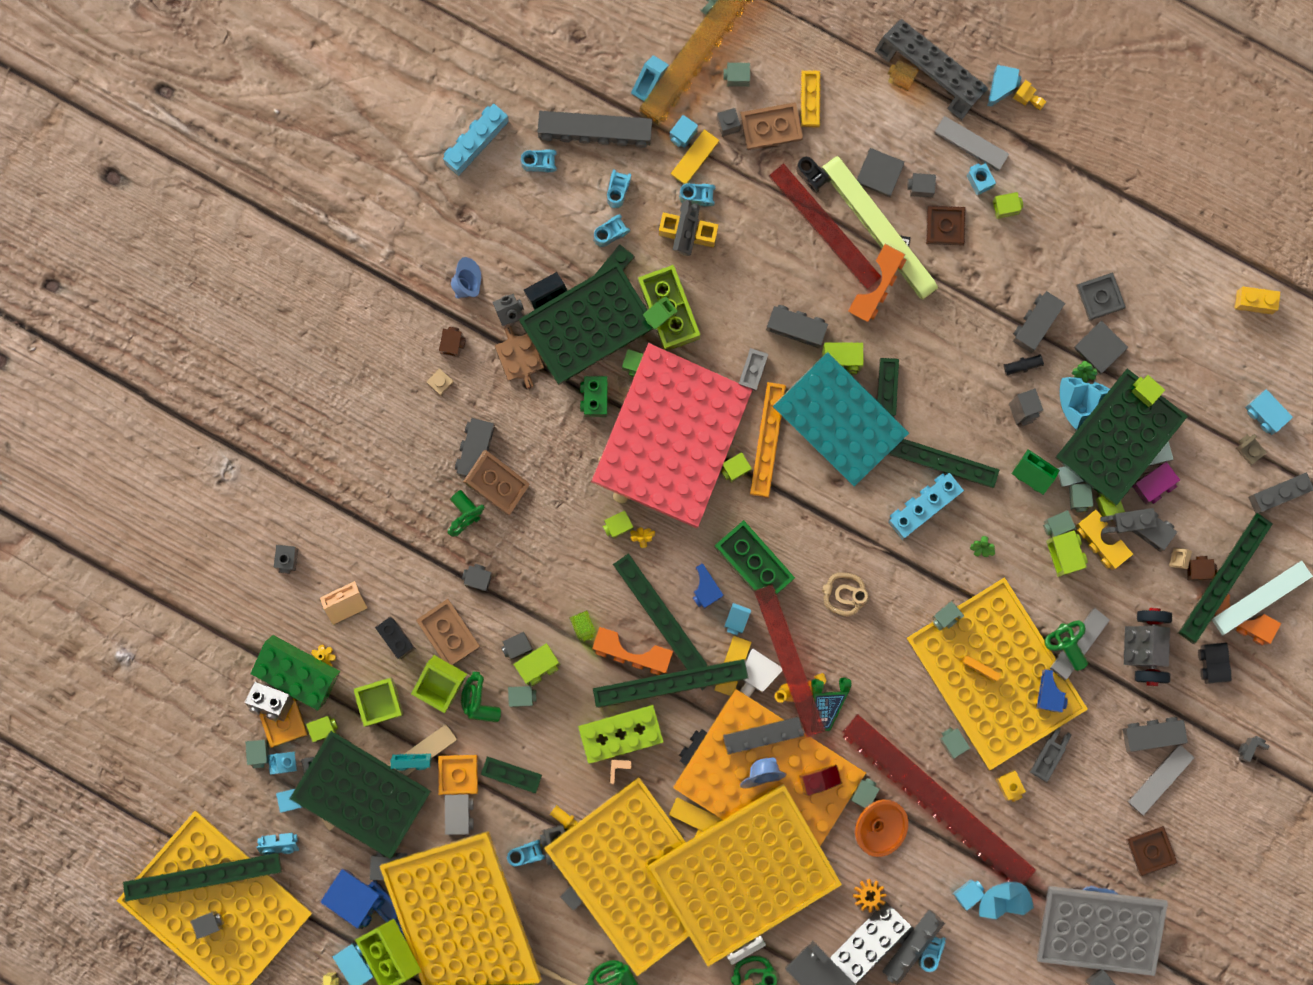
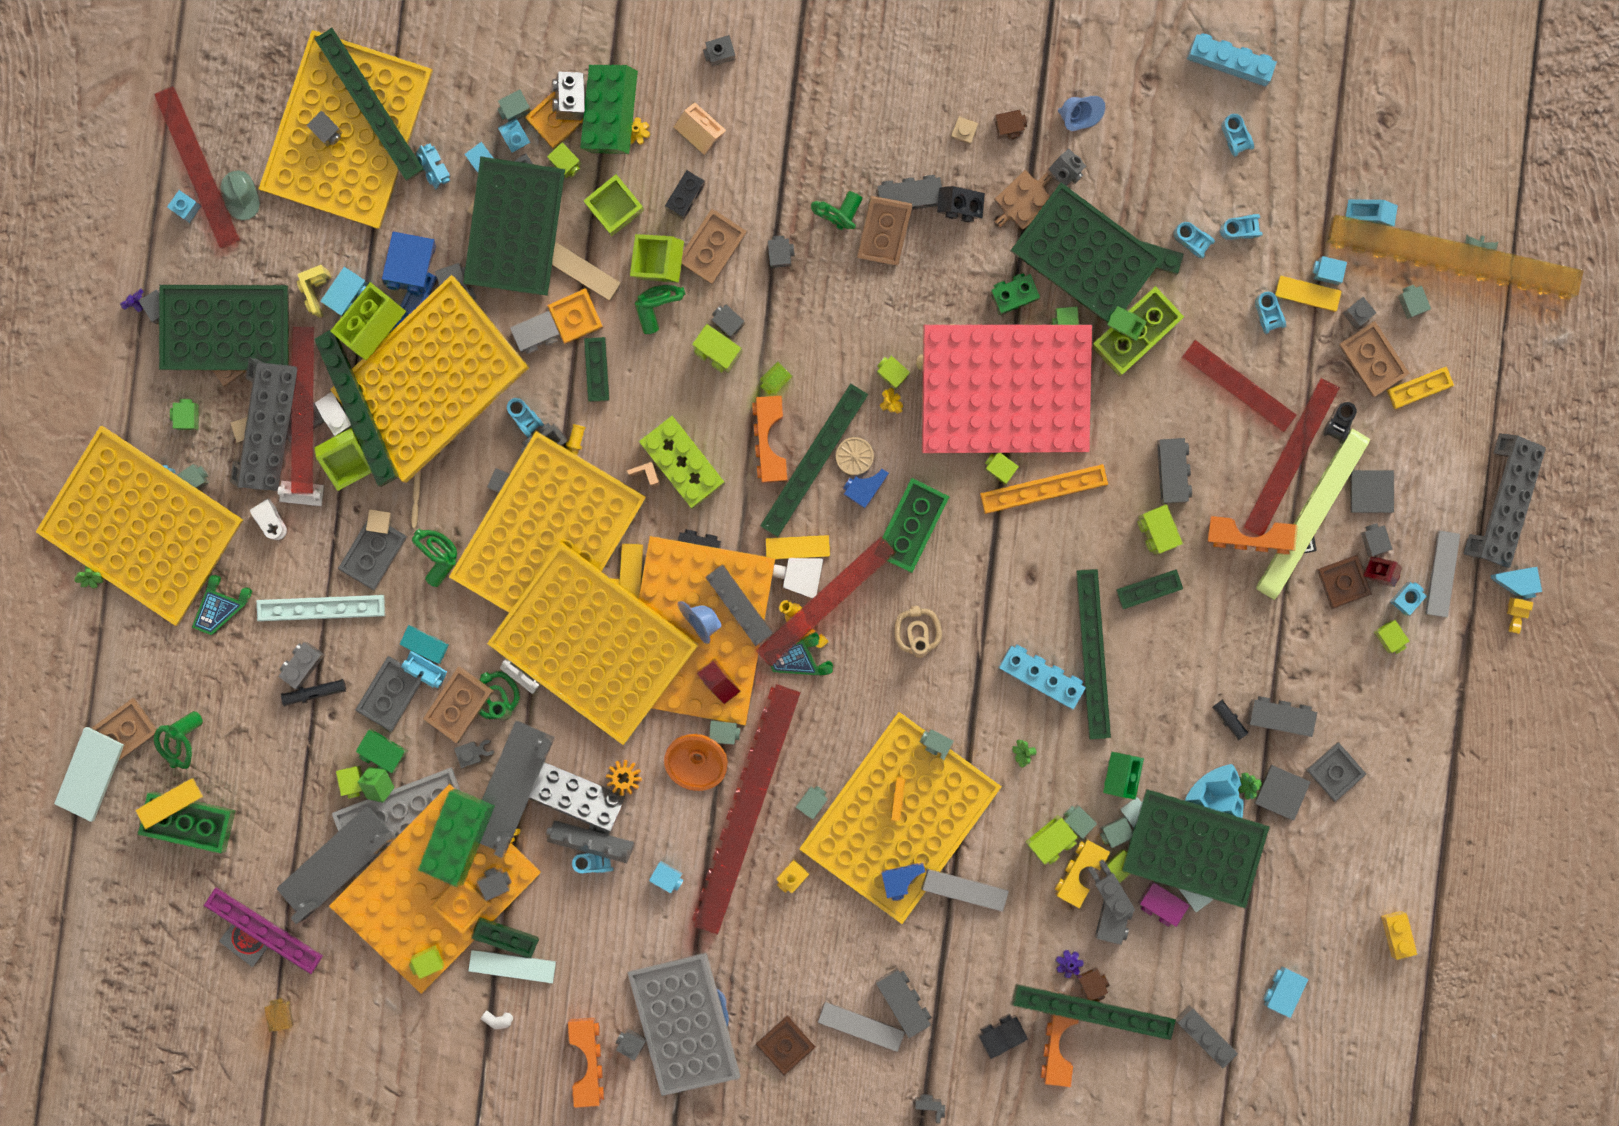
camera: 65 degrees right, 5 degrees up
(404, 761) = (565, 256): teal plate -> none
(500, 409) = (960, 203): none -> black brick
(521, 696) = (679, 346): sand green brick -> none
(545, 290) = (1103, 197): black brick -> none
(594, 128) = (1295, 177): dark grey brick -> none
(670, 683) = (753, 491): dark green plate -> none
(675, 586) = (854, 456): none -> tan wheel
(686, 228) = (1228, 314): dark grey hinge -> none
(705, 233) = (1225, 312): yellow arch -> none
(737, 619) = (846, 531): medium azure slope -> none
(748, 244) = (1239, 386): none -> clear red tile
(753, 369) = (1110, 444): light grey plate -> none
(840, 419) = (1094, 553): teal plate -> none
(902, 75) = (1485, 472): clear yellow brick -> none
(950, 190) = (1383, 571): none -> dark red slope
(1004, 898) = (676, 914): medium azure brick -> none
(1026, 407) = (1185, 738): dark grey brick -> none
(1049, 756) = (838, 904): dark grey hinge -> none
(1069, 645) = (958, 879): green piece -> none
(1147, 390) = (1254, 855): lime brick -> none
(1149, 646) = (991, 961): flat silver brick -> none
(1172, 582) = (1066, 961): none -> dark purple plant
(1180, 558) = (1095, 959): tan tile -> none
(1250, 449) = (1239, 988): dark tan bracket -> none
(1261, 598) = (1089, 1057): light aqua tile -> none

